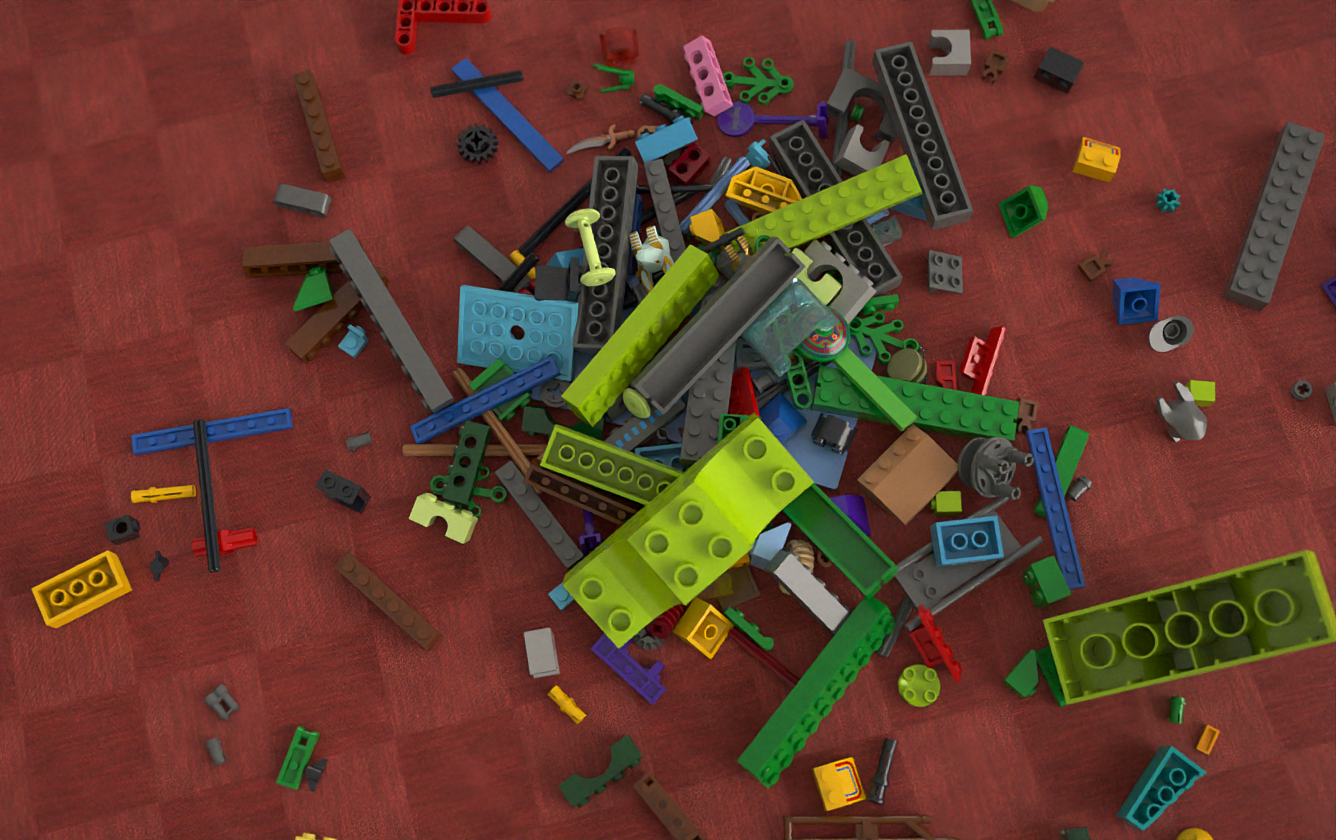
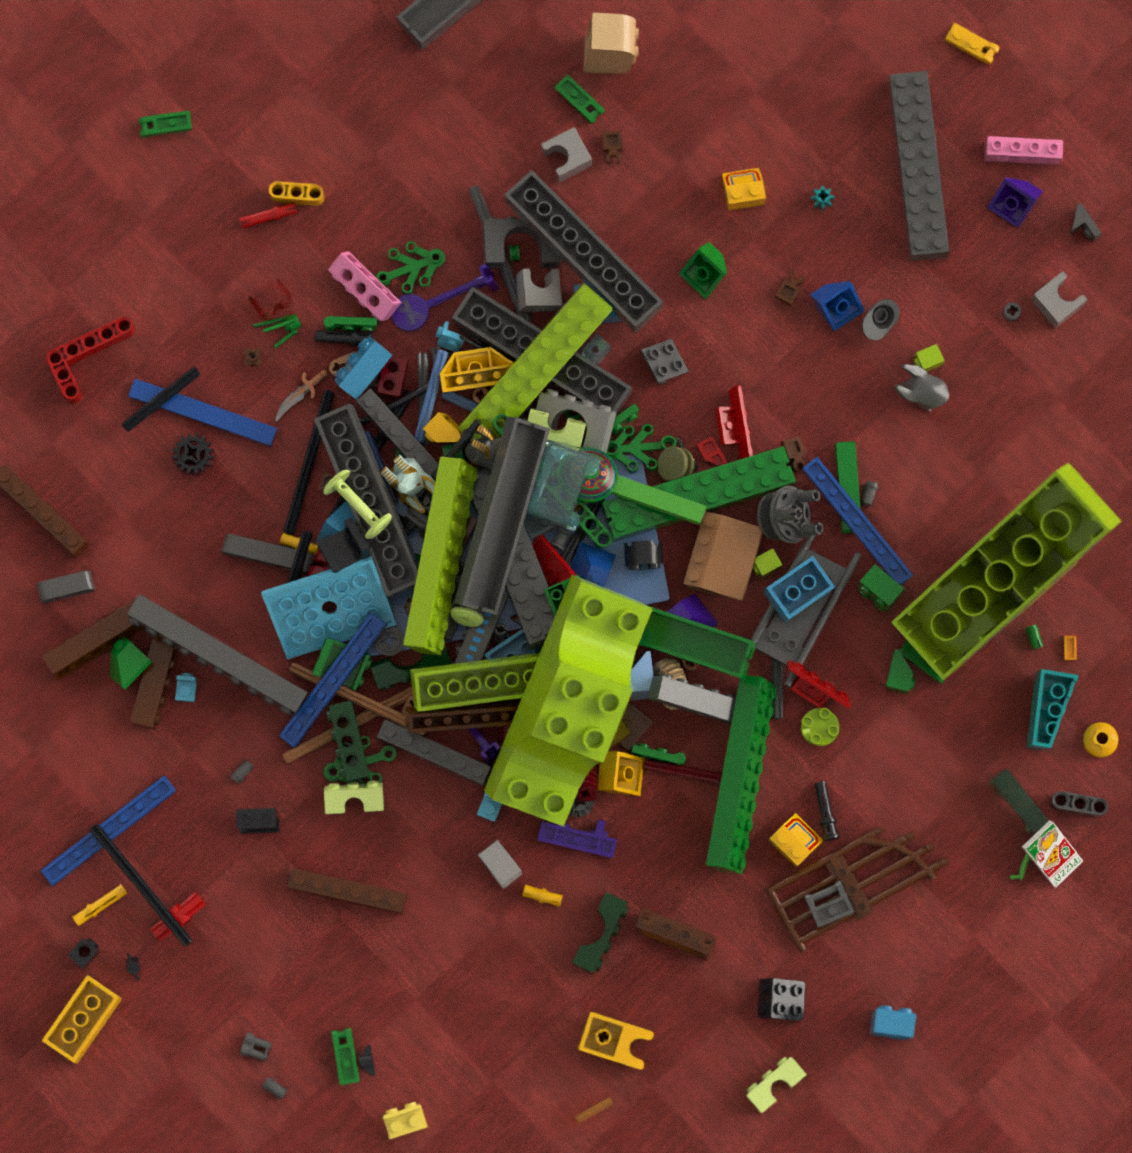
camera: 30 degrees left, 5 degrees up
(1058, 70) = (670, 121): black bracket -> none

